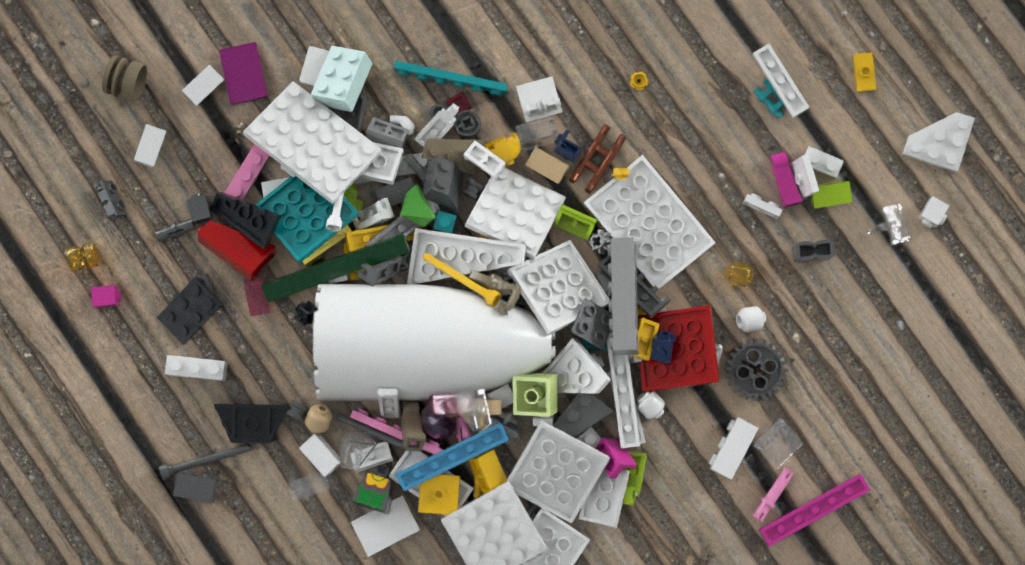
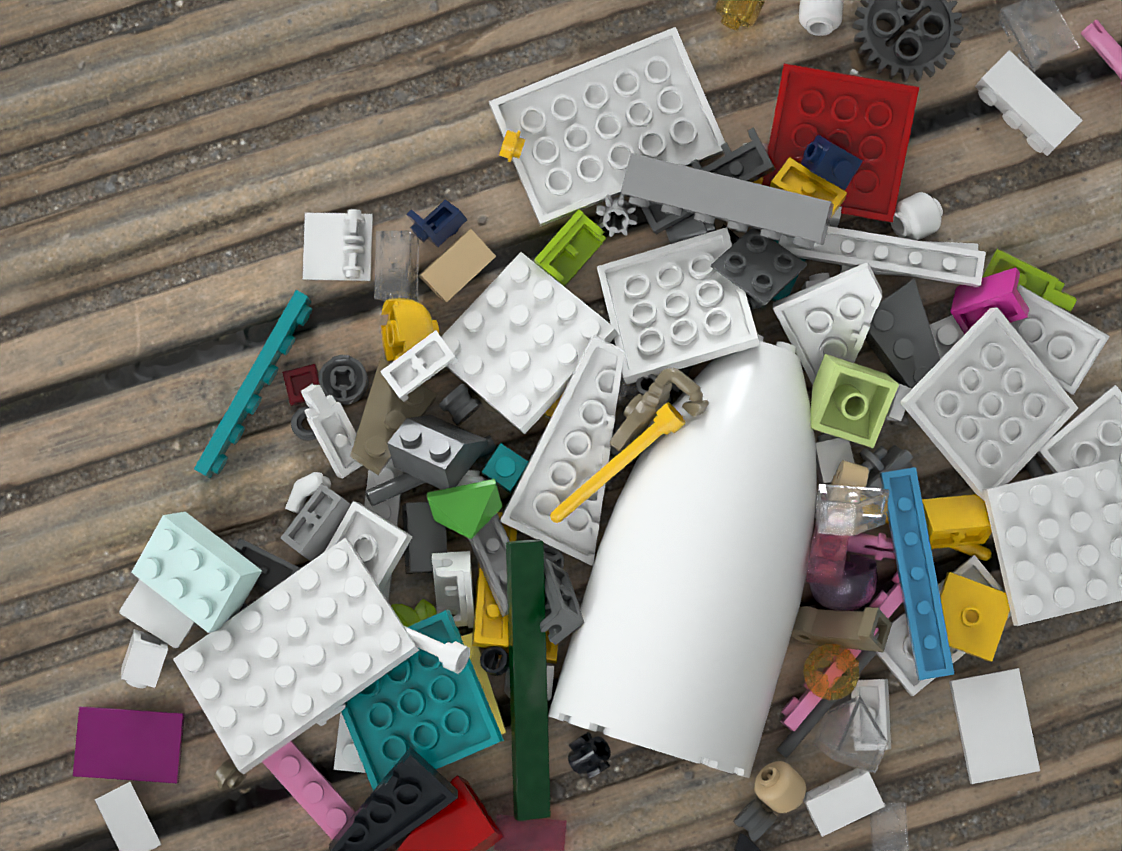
camera: 80 degrees left, 0 degrees up
(288, 66) = (143, 660): none -> white brick
(338, 247) = (489, 660): none -> black hinge
(375, 491) = (933, 724): torso -> none
(389, 403) = (791, 653): white tile -> none
(393, 433) = (819, 683): none -> clear yellow gear
(595, 147) = (471, 159): copper piece -> none
(639, 76) = (355, 62): yellow plate -> none

